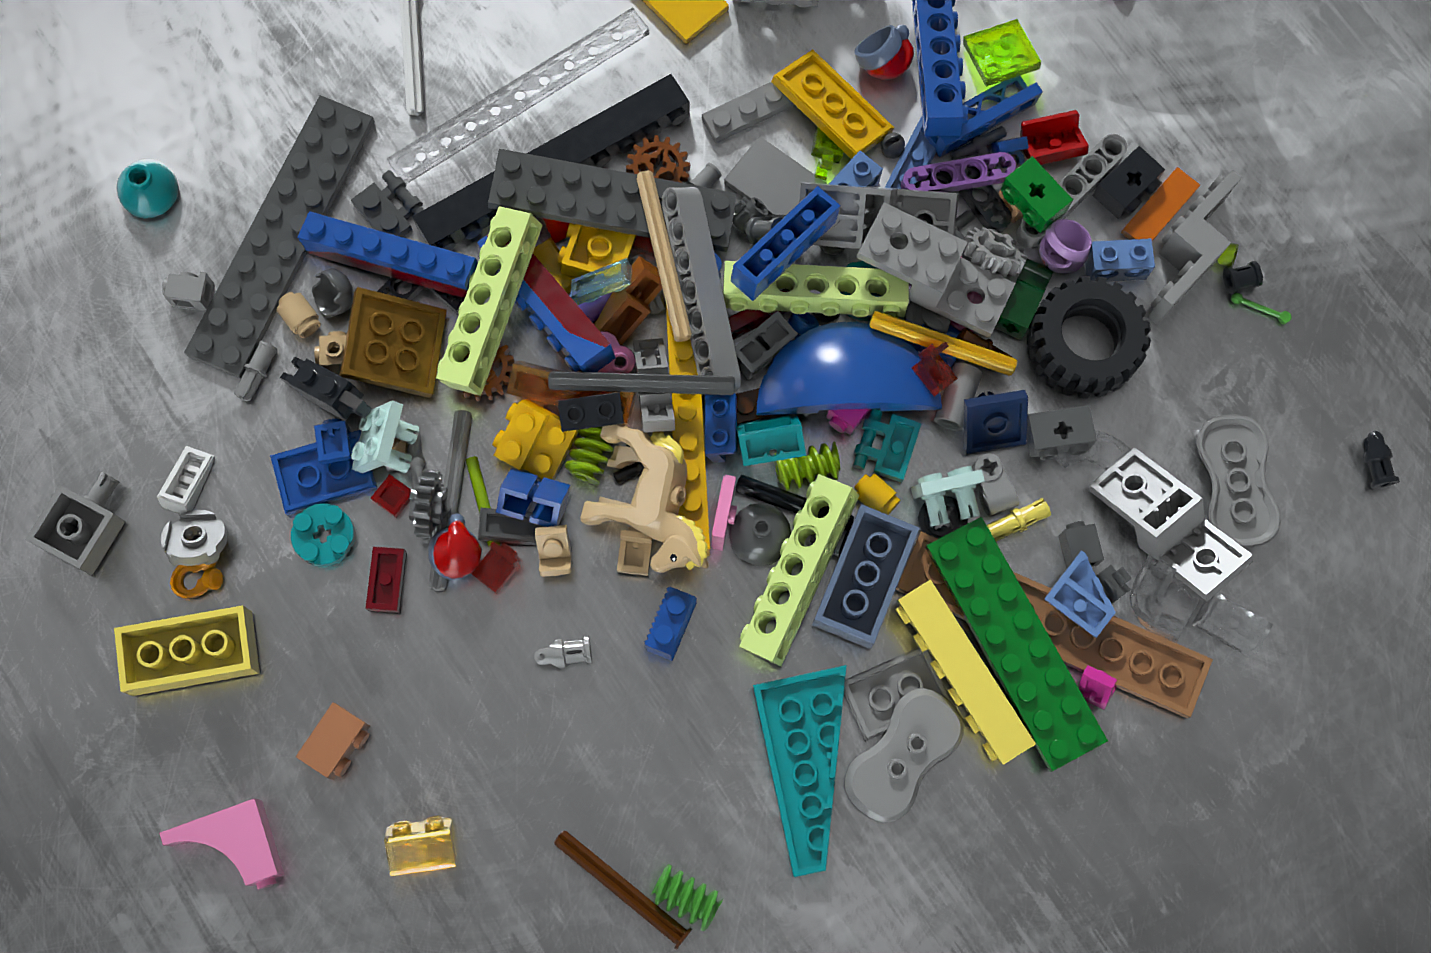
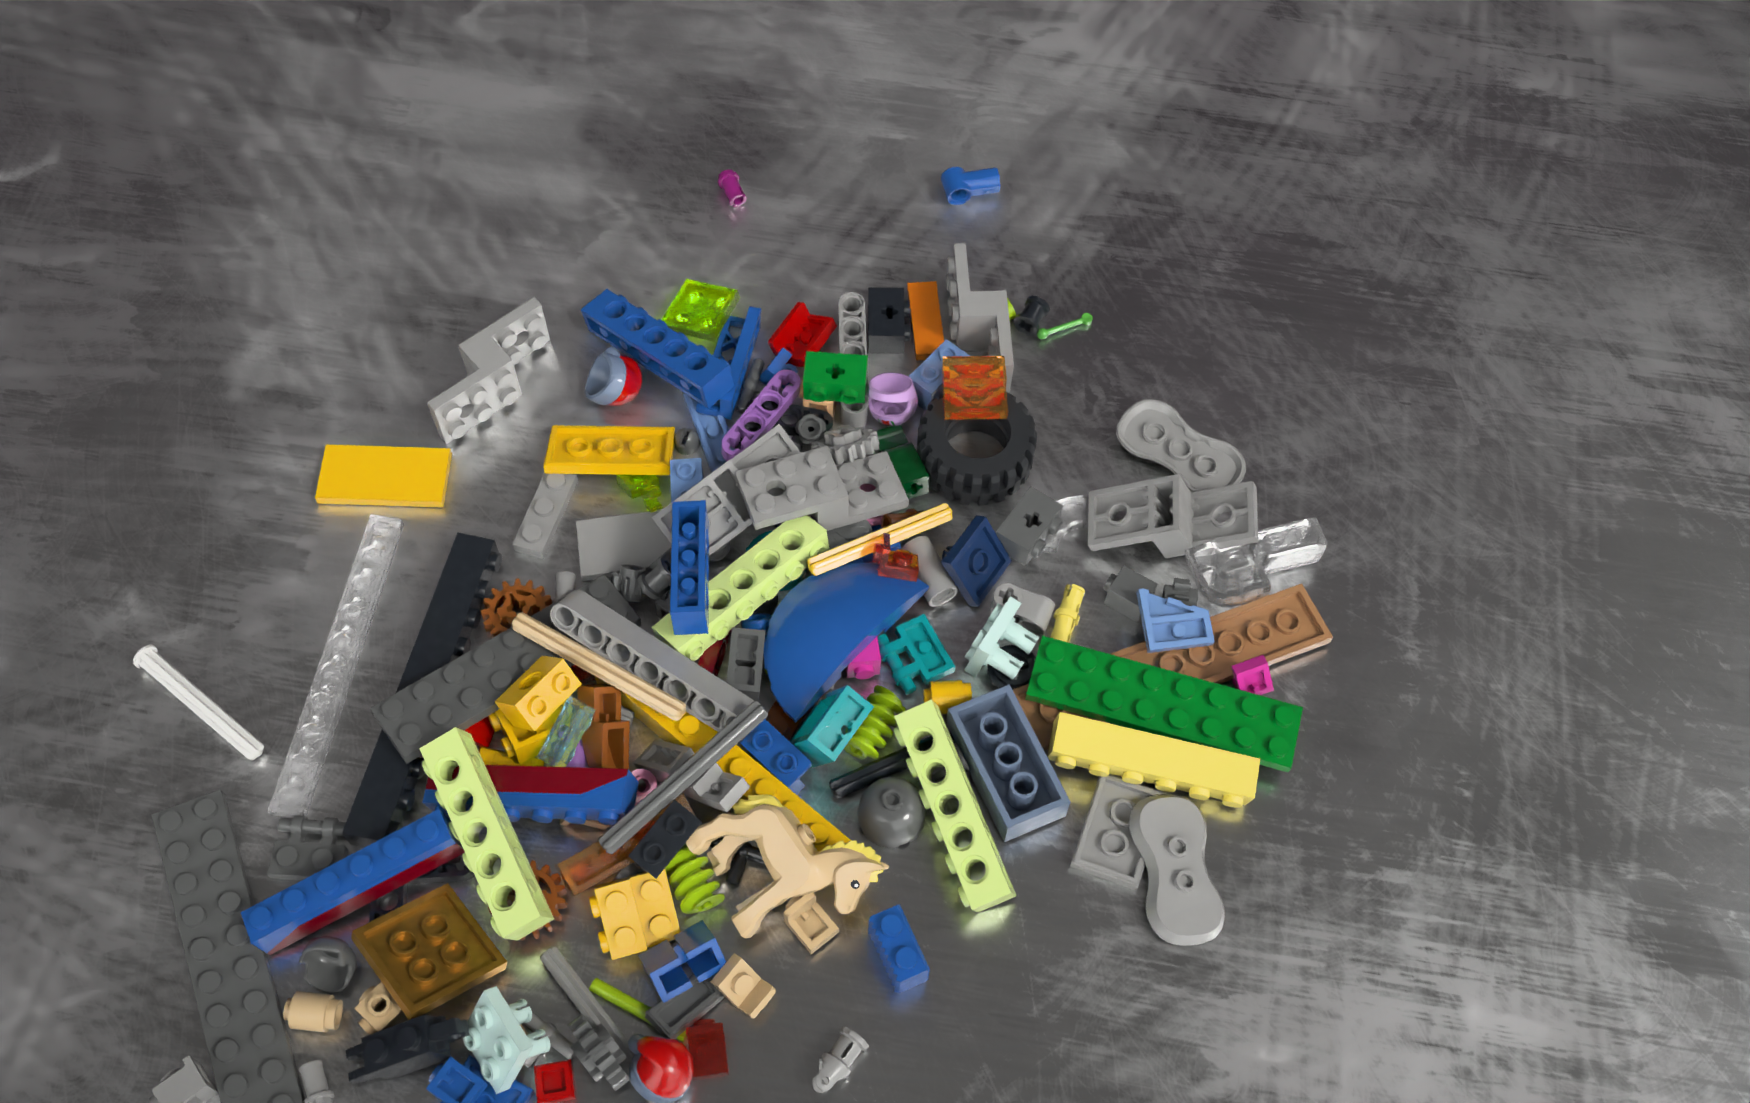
camera: 45 degrees left, 15 degrees down
(153, 195) = (61, 1048): teal piece -> none
(608, 238) = (538, 692): none -> yellow brick
(725, 512) = (848, 814): bright pink plate -> none
(802, 742) = (1099, 940): teal wing -> none
(975, 216) = (807, 421): none -> dark grey plate
(1124, 295) = (974, 387): none -> clear orange slope
(1306, 125) = (962, 185): none -> blue piece
(1379, 462) = (1250, 353): black piece -> none

